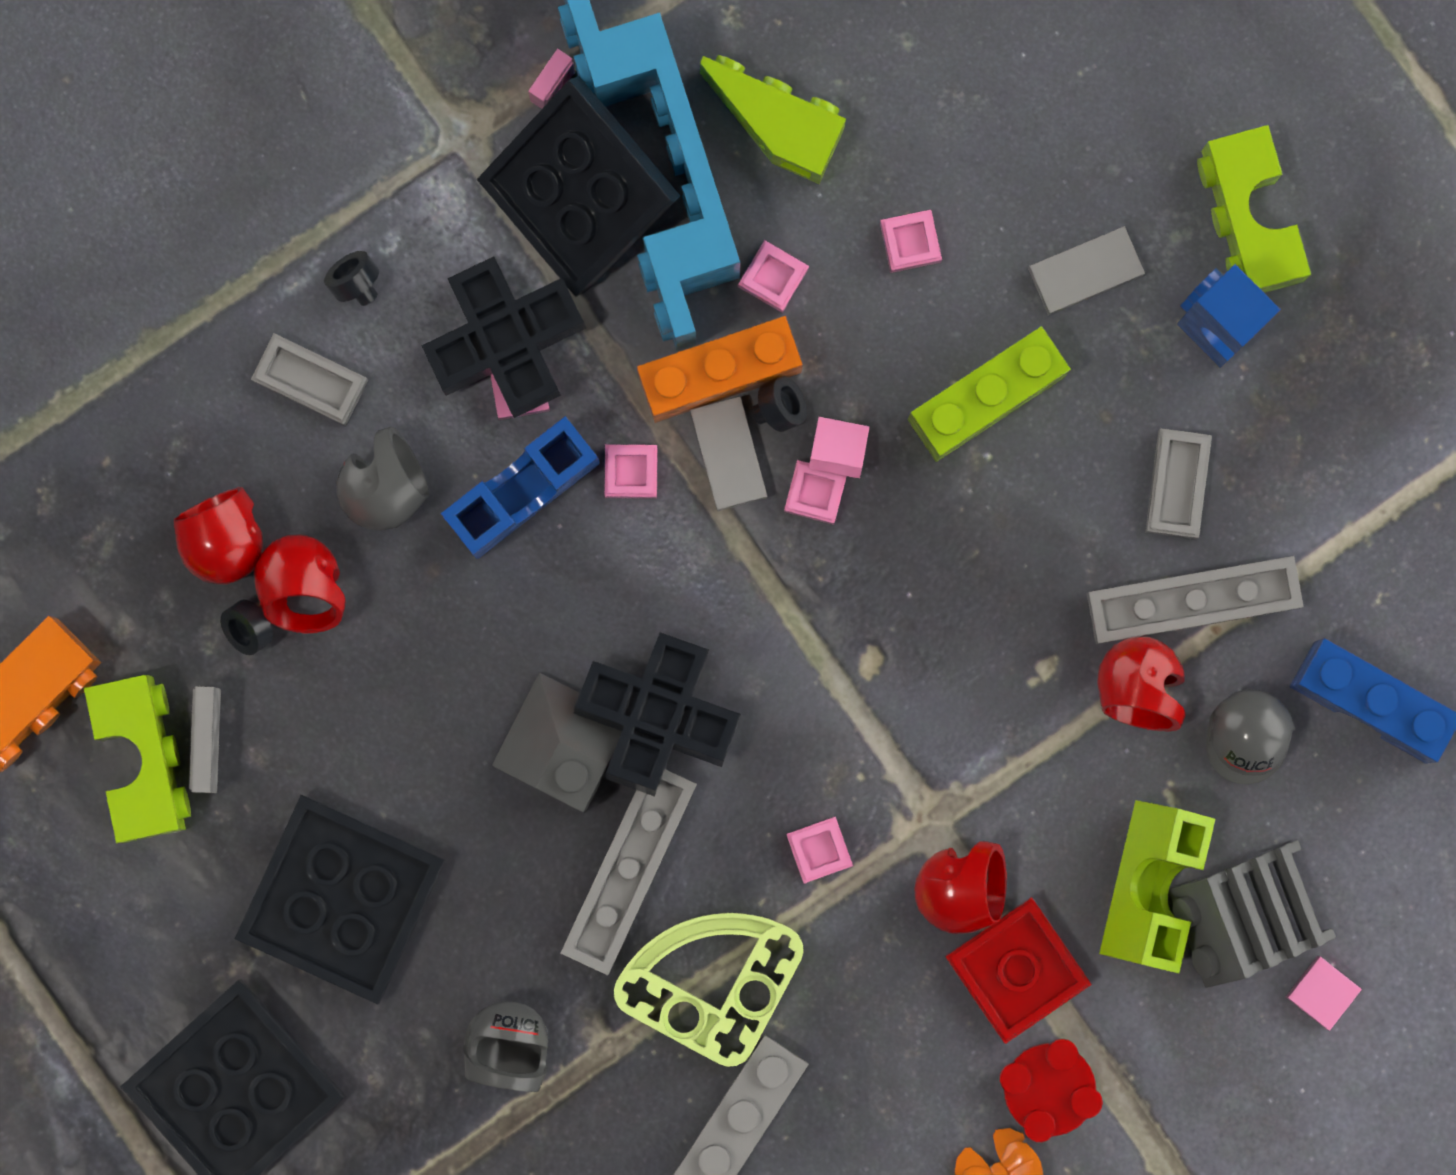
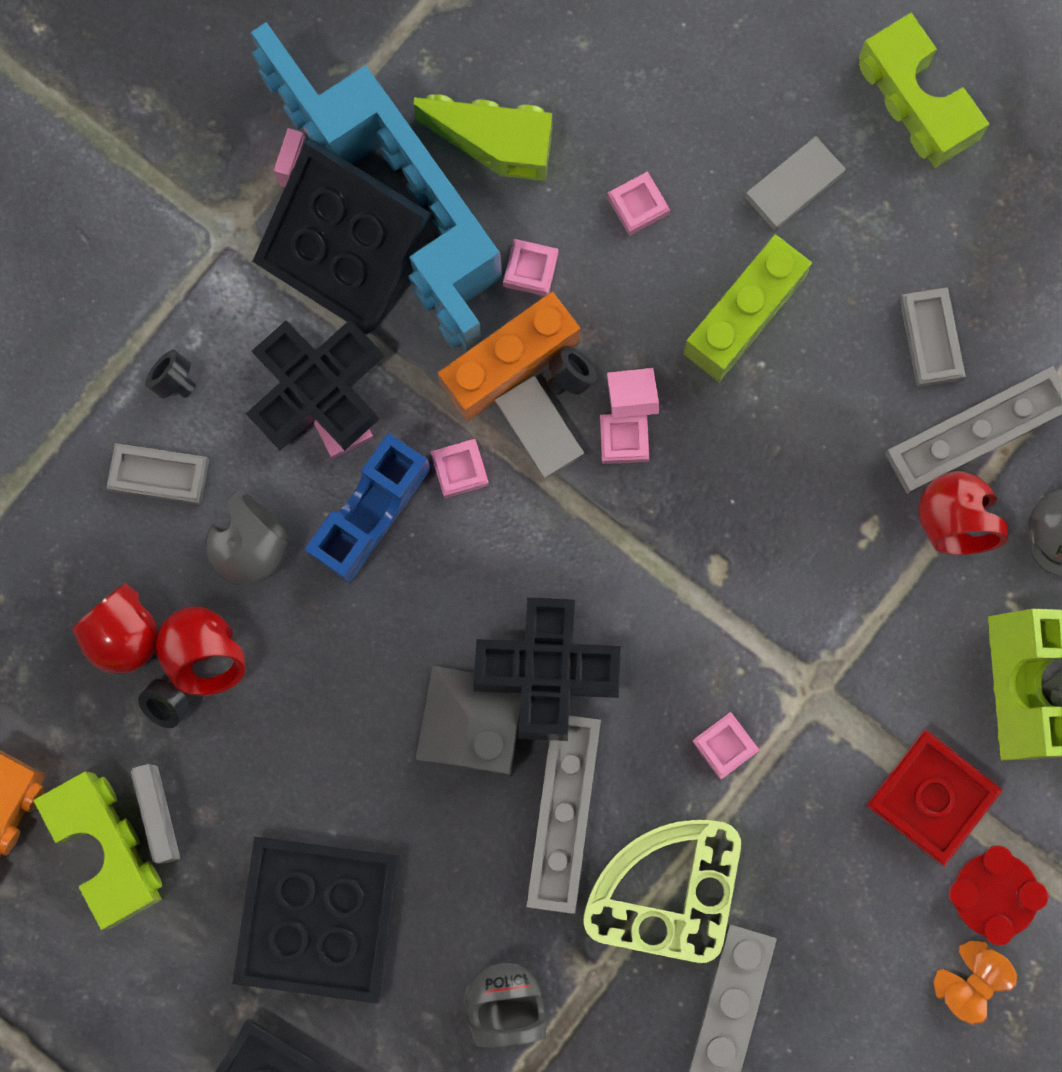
camera: 10 degrees left, 5 degrees down
(956, 891) = (864, 742): red helmet -> none
(1225, 313) = (930, 173): blue arch -> none

